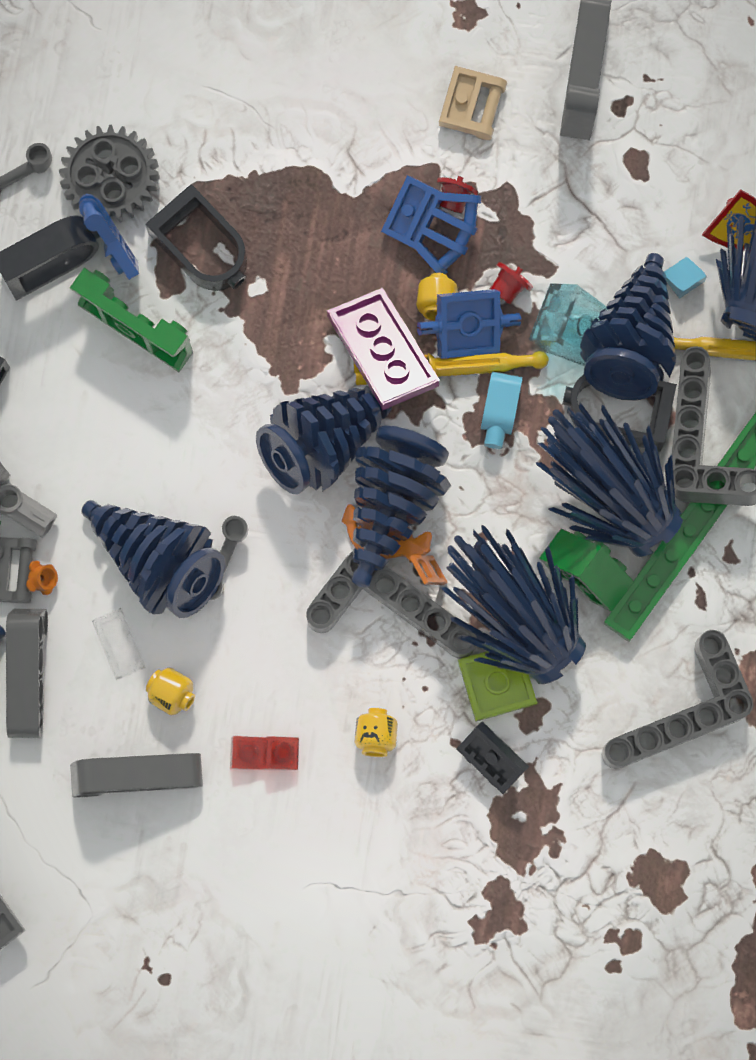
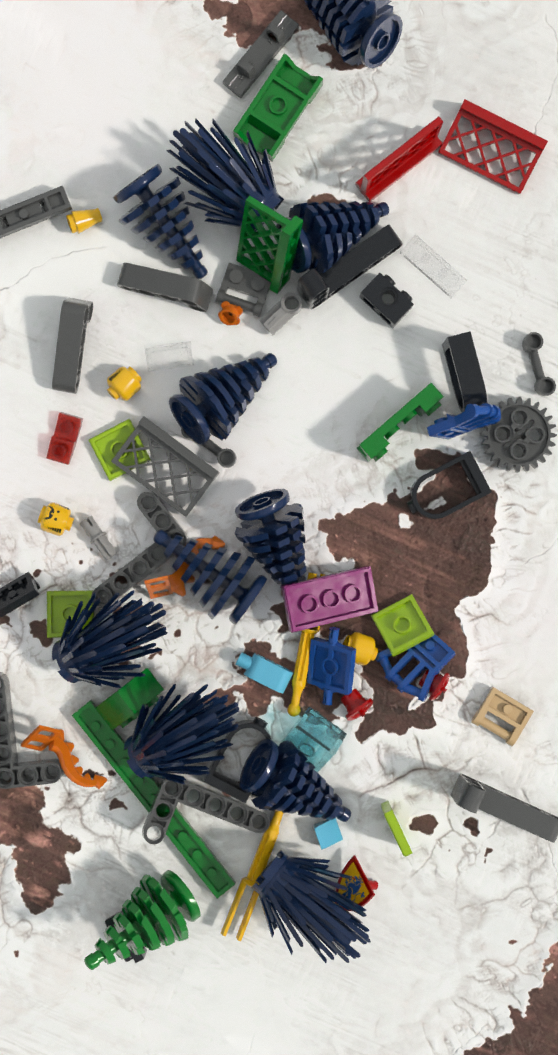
camera: 110 degrees right, 10 degrees up
(240, 598) = (176, 449): none -> dark grey fence
(261, 676) = (110, 442): none -> lime tile
(386, 670) = (98, 538): none -> light grey axle
(392, 251) = (402, 625): none -> lime tile
(651, 190) = (396, 829): none -> lime tile
(681, 638) = (63, 751): none -> orange piece

